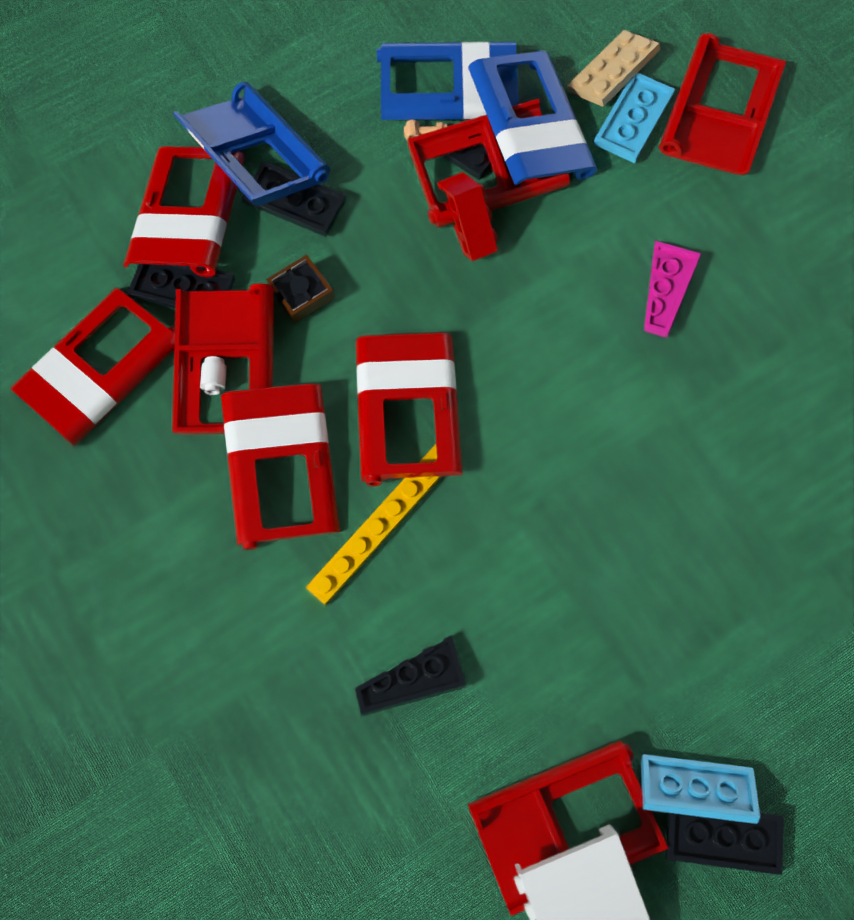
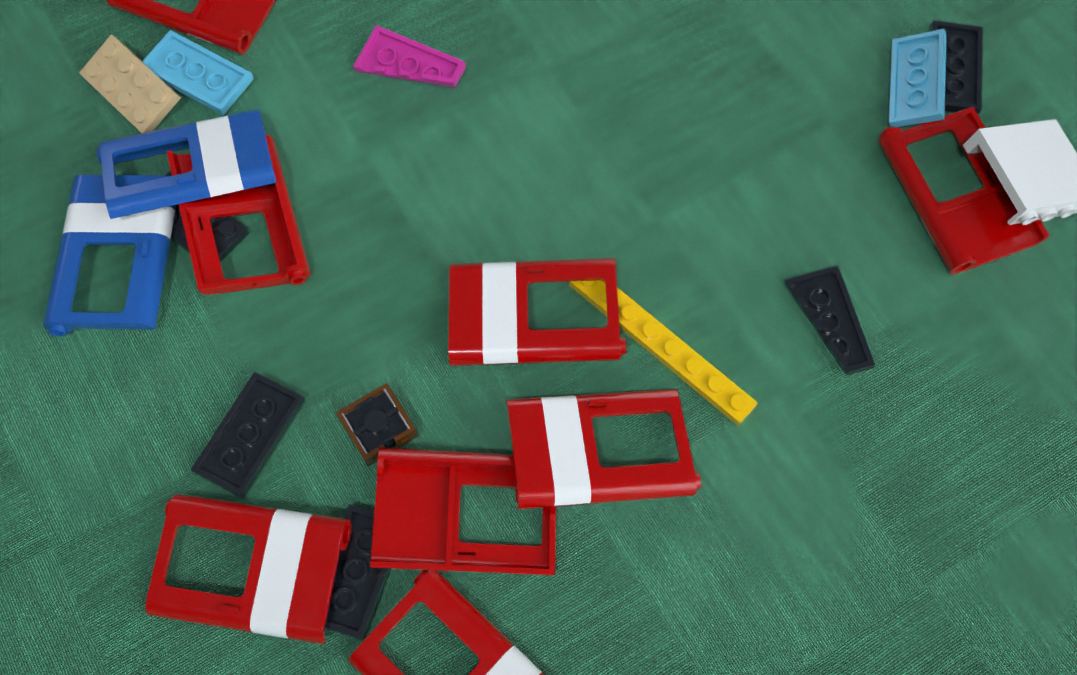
camera: 90 degrees left, 5 degrees down
(213, 375) = (483, 527): white brick -> none
(247, 123) = (130, 495): blue piece -> none
(413, 128) = (176, 295): light nougat bar -> none
(470, 215) = (307, 227): red wedge -> none

